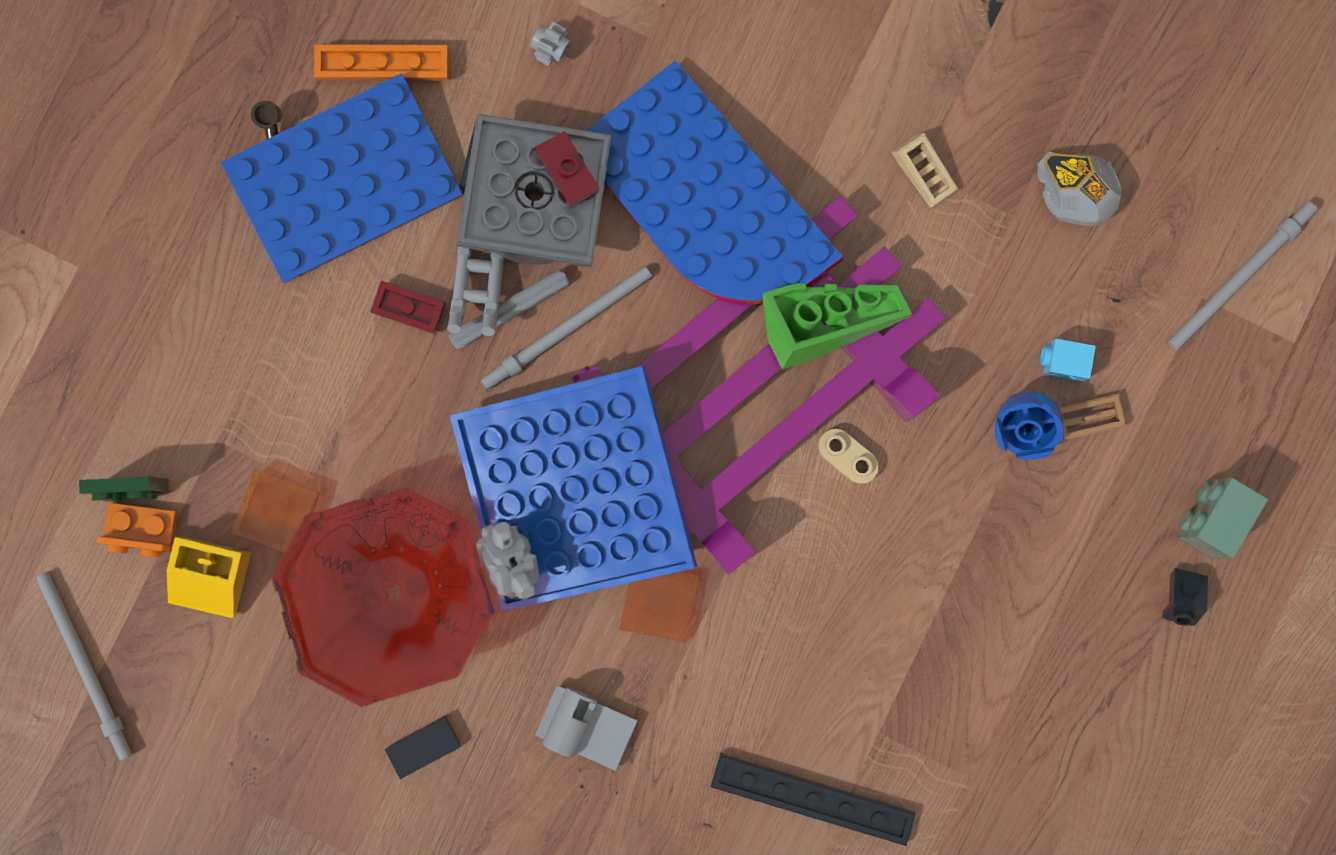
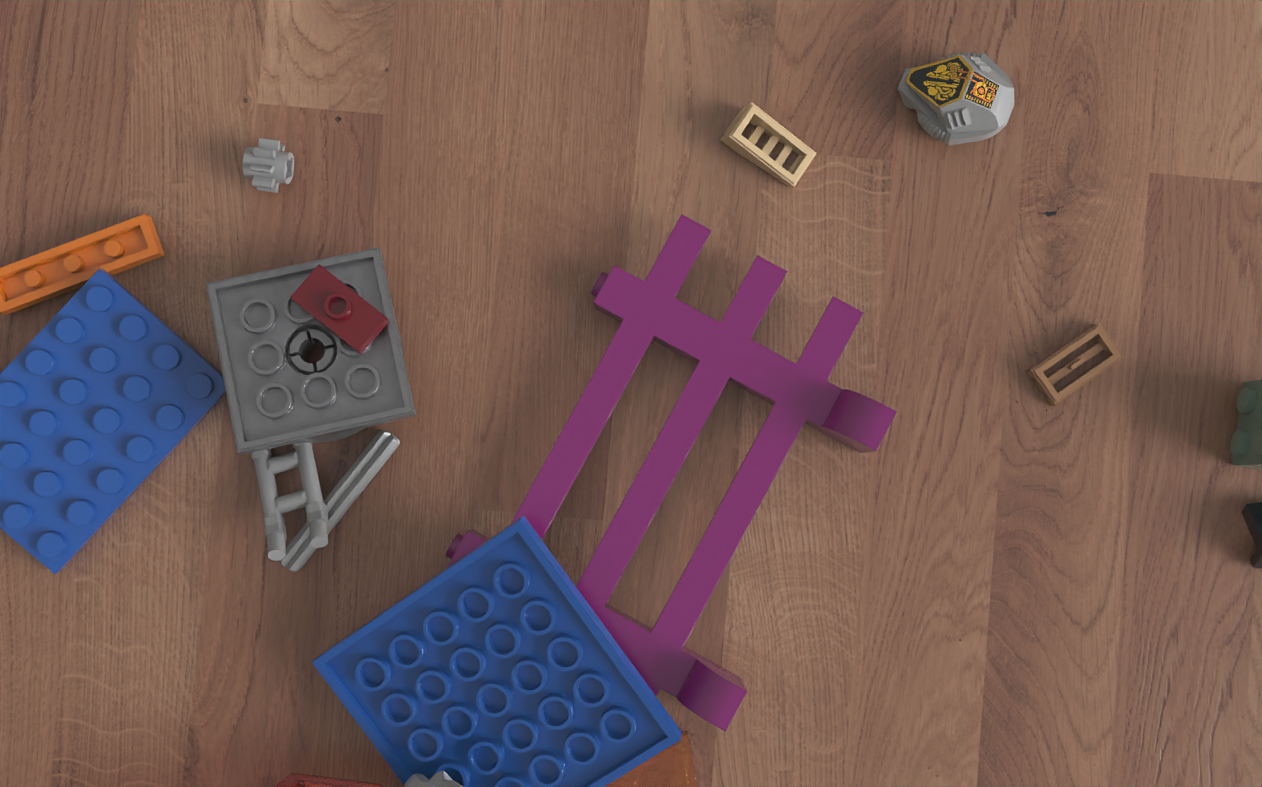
camera: 20 degrees left, 0 degrees up
(408, 307) = (216, 546): dark red plate -> none
(512, 365) = (369, 566): light grey bar -> none
(707, 194) = (526, 276): blue plate -> none
(818, 320) = (712, 376): bright green wedge -> none
(848, 456) = (810, 520): tan plate -> none
(1029, 425) = (1012, 402): blue cylinder -> none
(1067, 360) = (1025, 306): medium azure brick -> none
(1286, 232) = (1218, 56): light grey bar -> none

